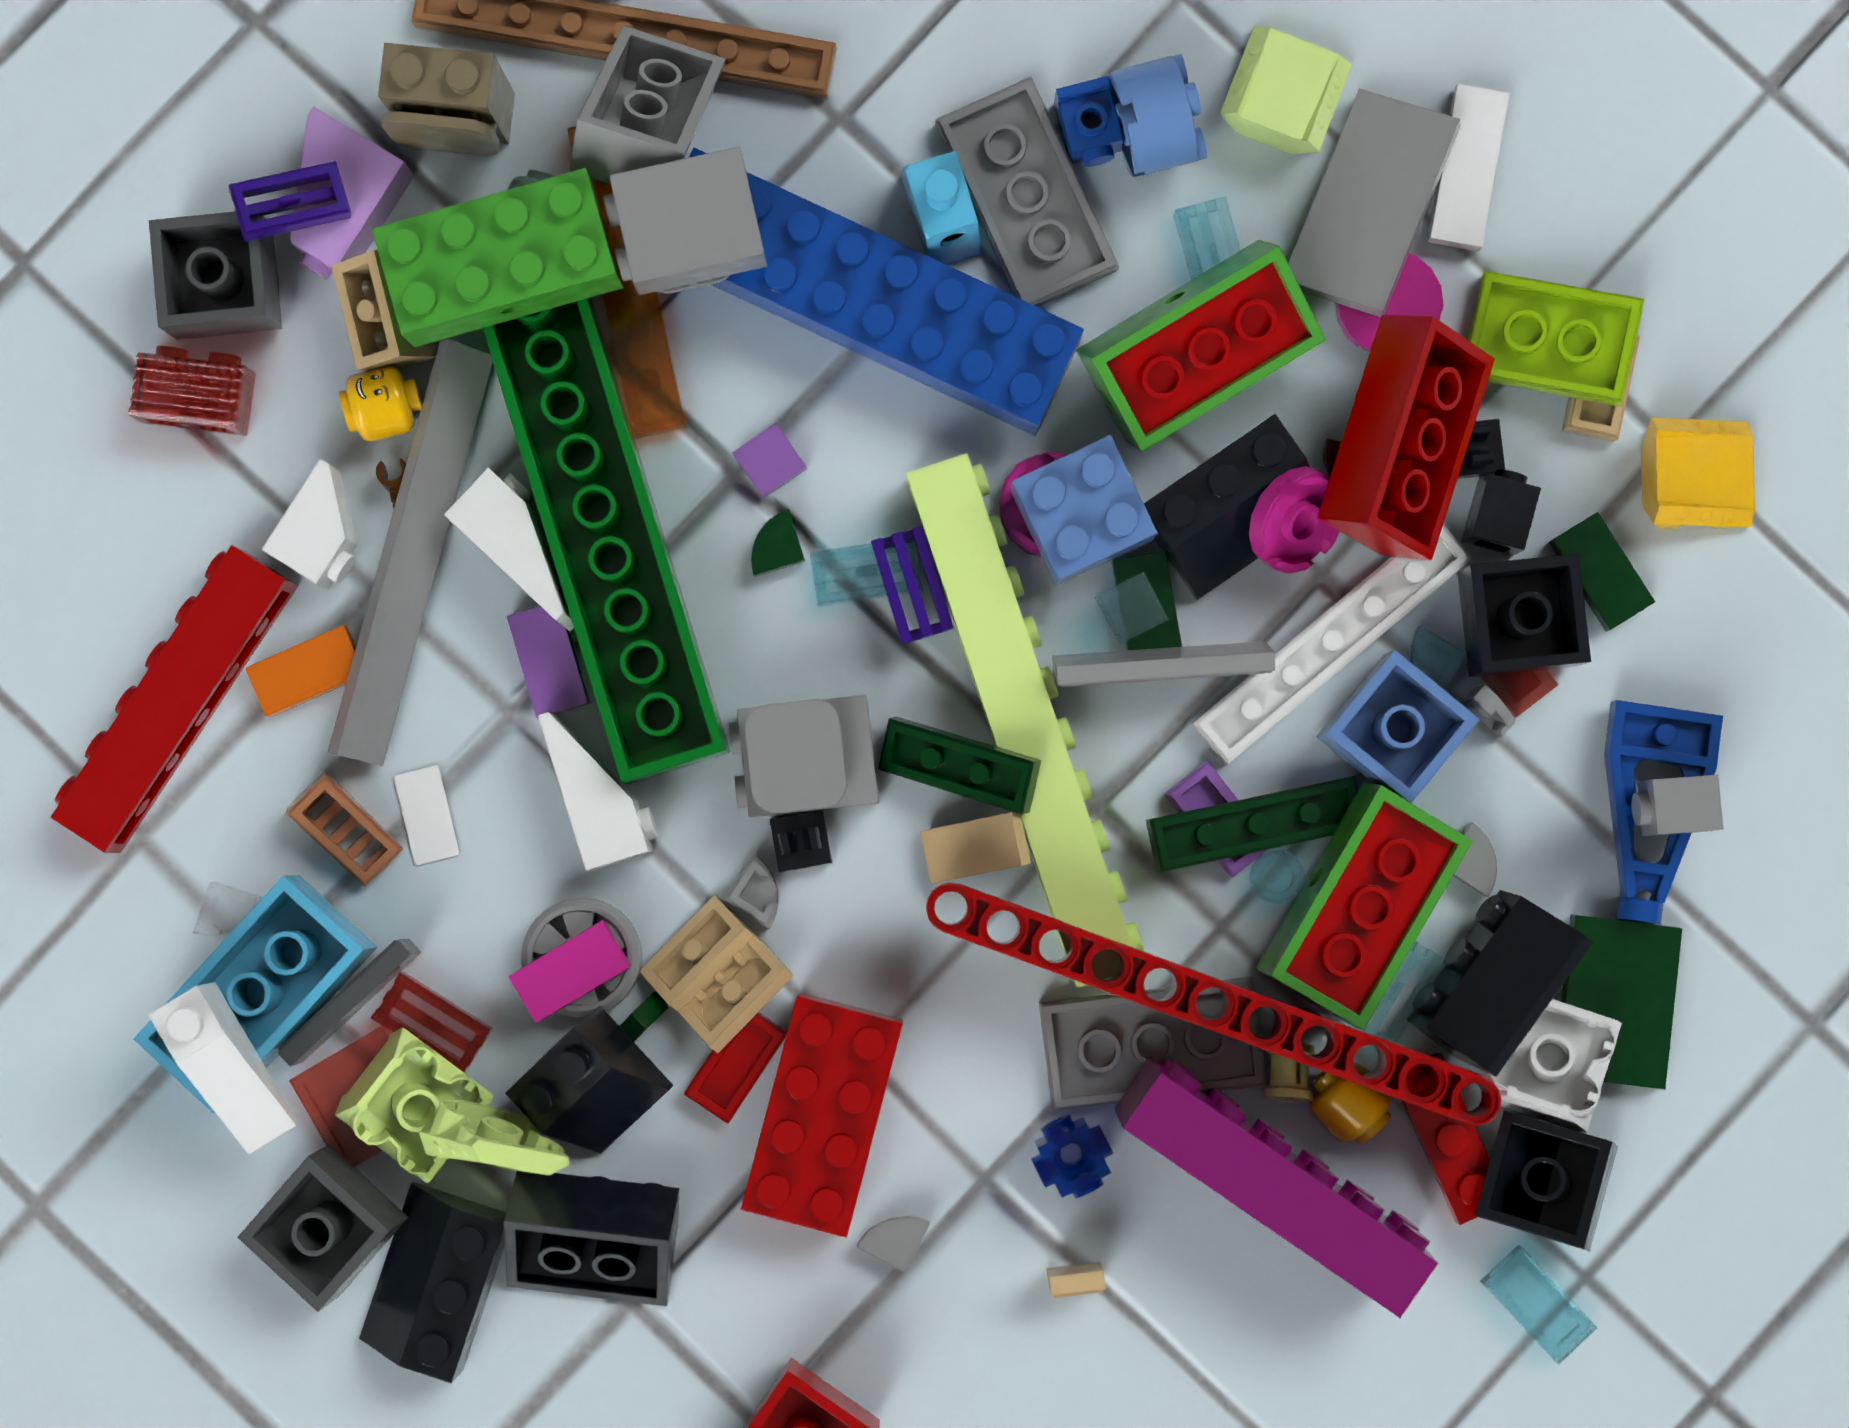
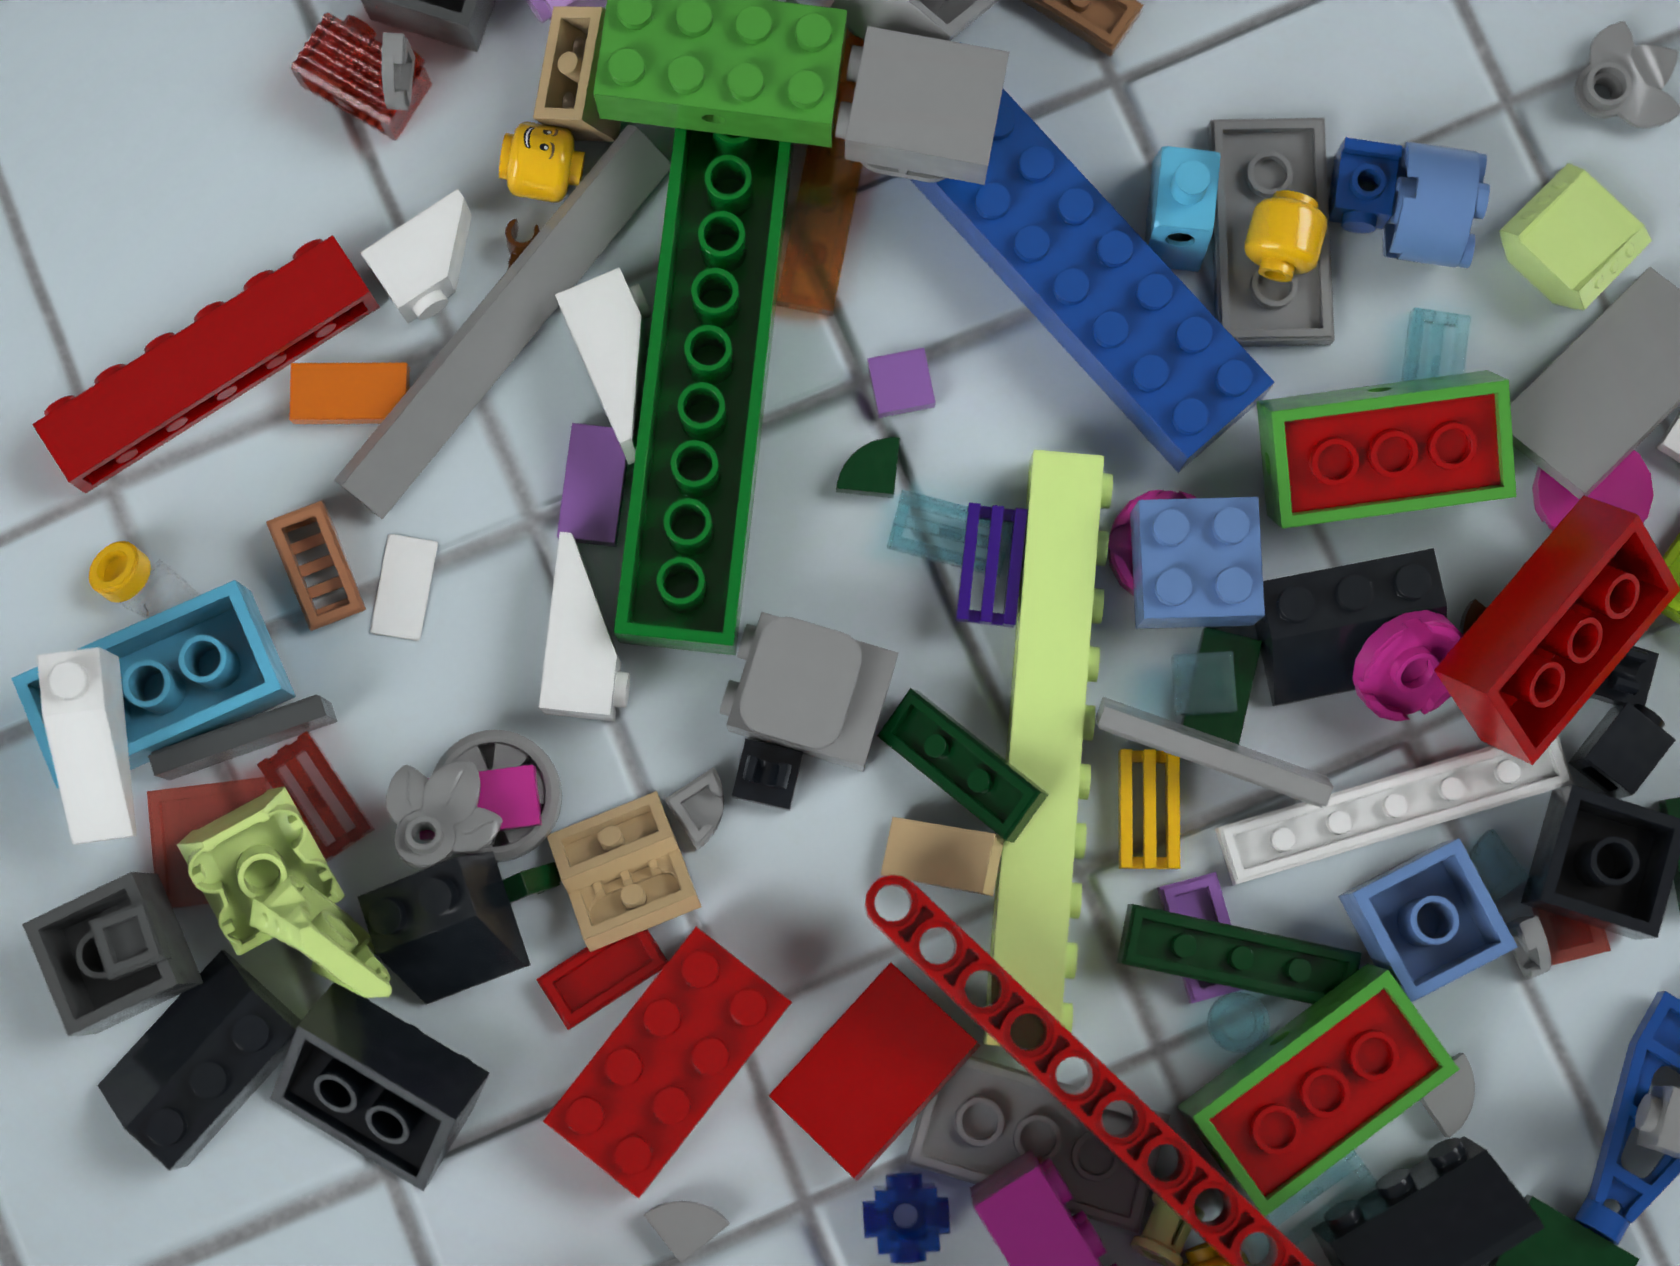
camera: 20 degrees right, 5 degrees down
(181, 907) = (119, 571): none -> yellow tile
(222, 380) = (397, 70): none -> light grey tile
(333, 1212) = (130, 939): none -> dark grey tile
(542, 987) = (443, 805): none -> light grey plate
(995, 1048) = (874, 1071): none -> red tile
(1041, 196) = (1286, 235): none -> yellow head
(1148, 774) = (1149, 758): none -> yellow tile

